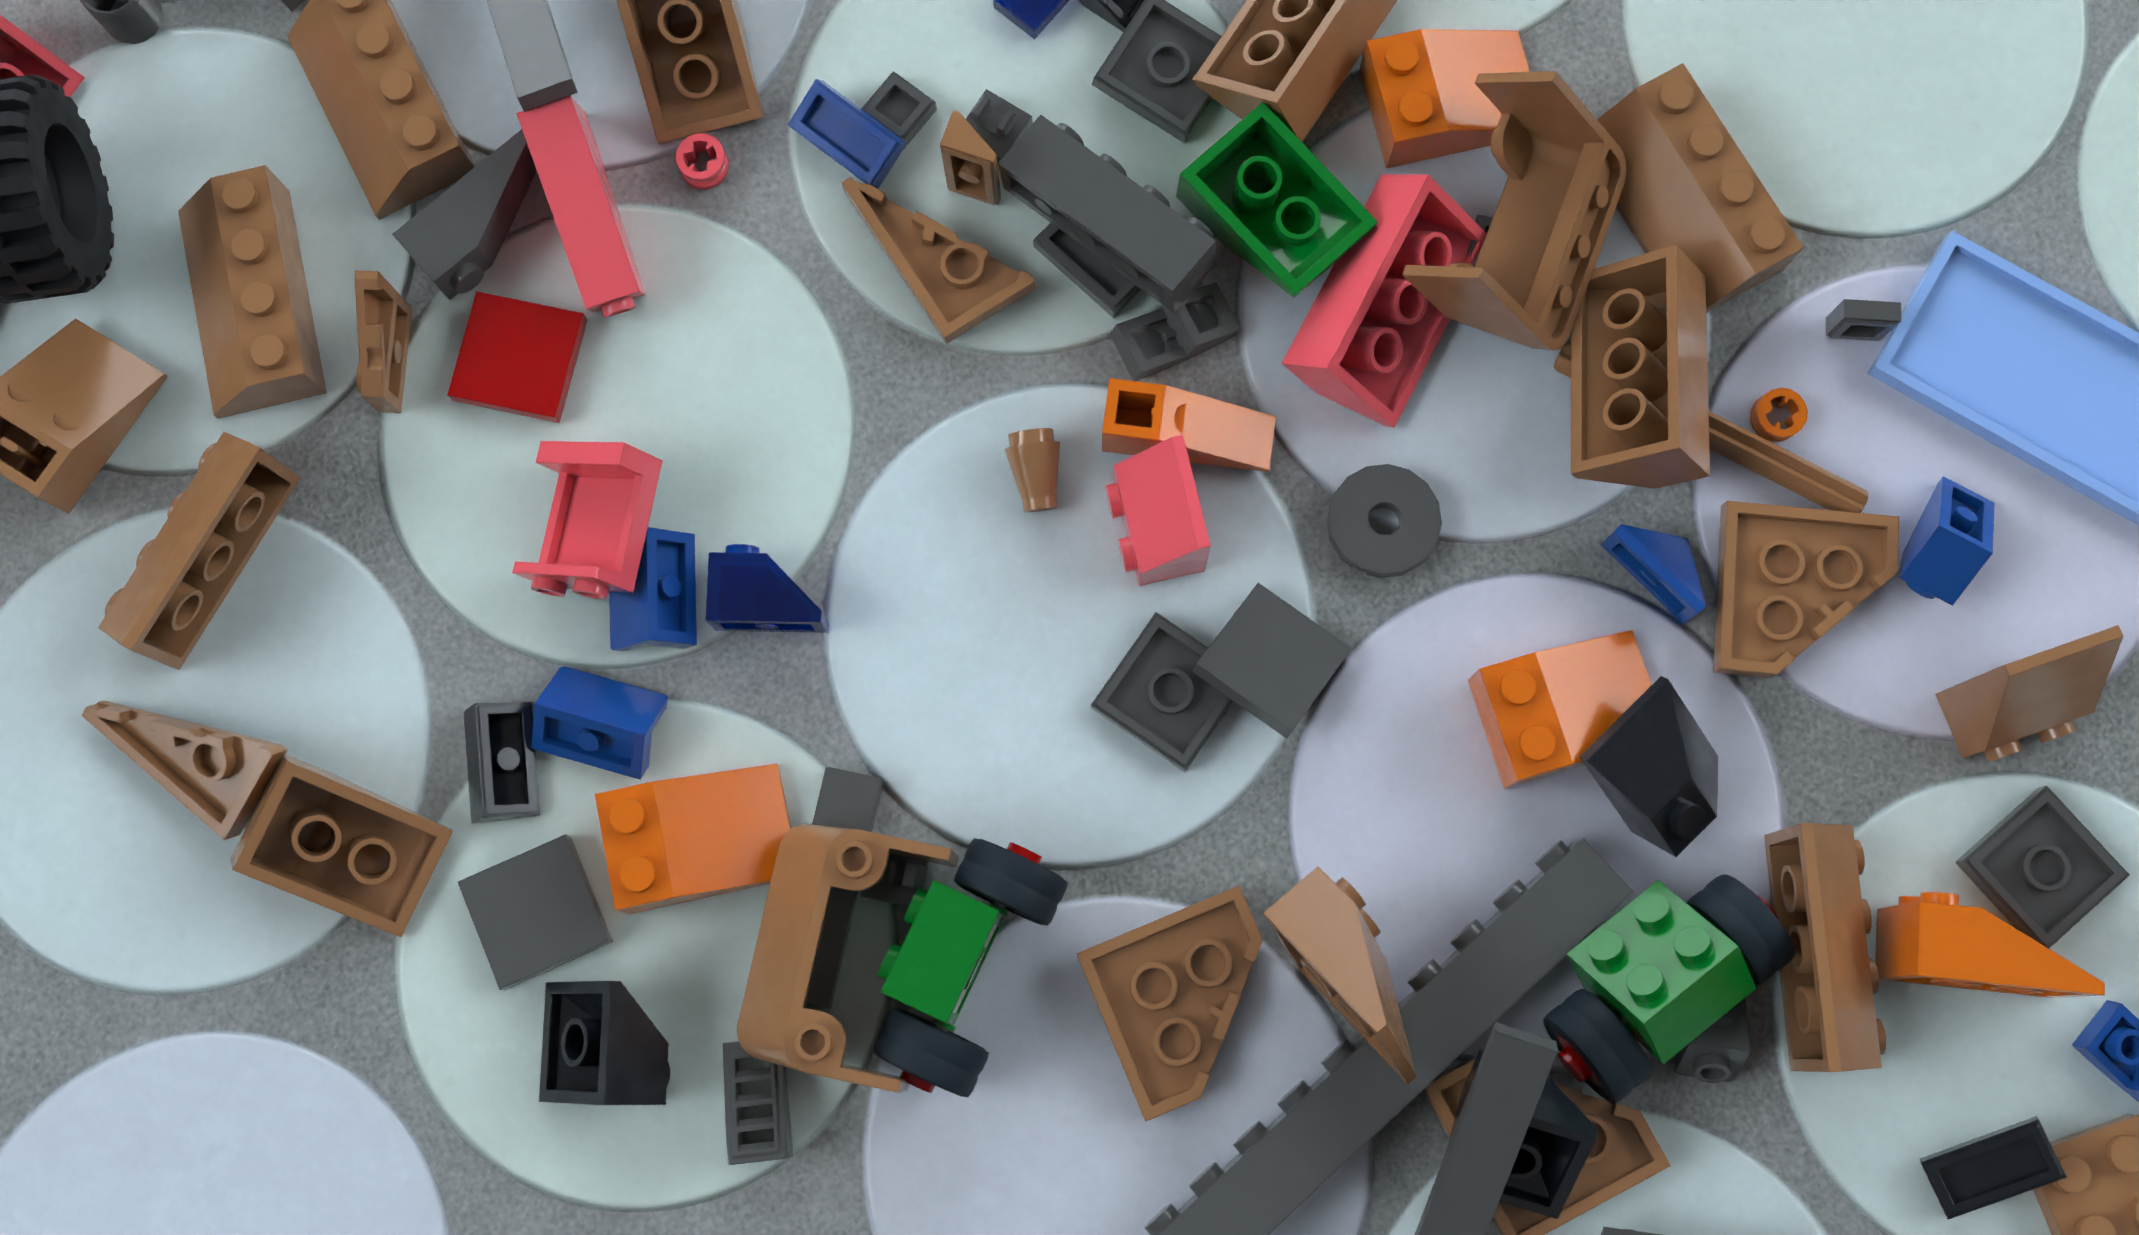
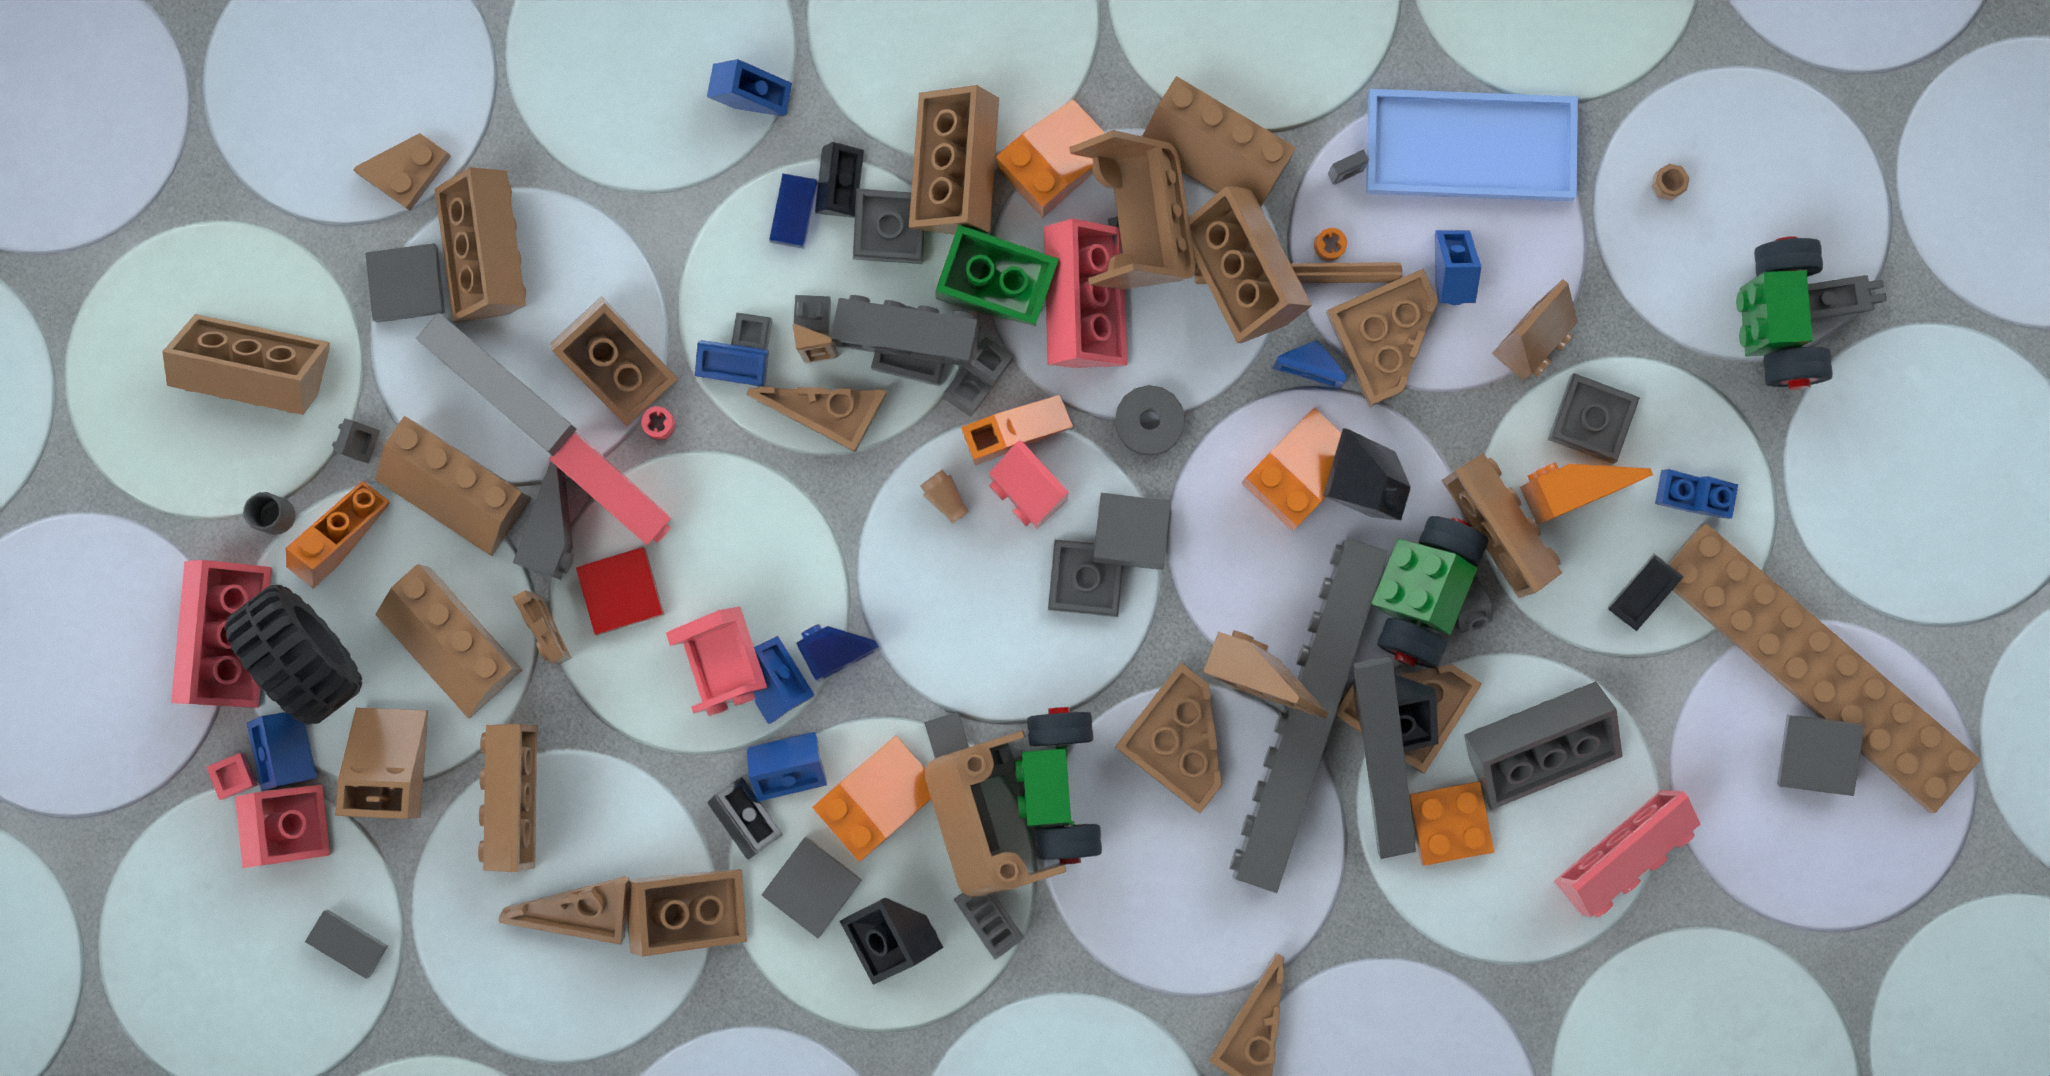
camera: 30 degrees left, 5 degrees up
(186, 77) = (334, 534): none -> orange slope

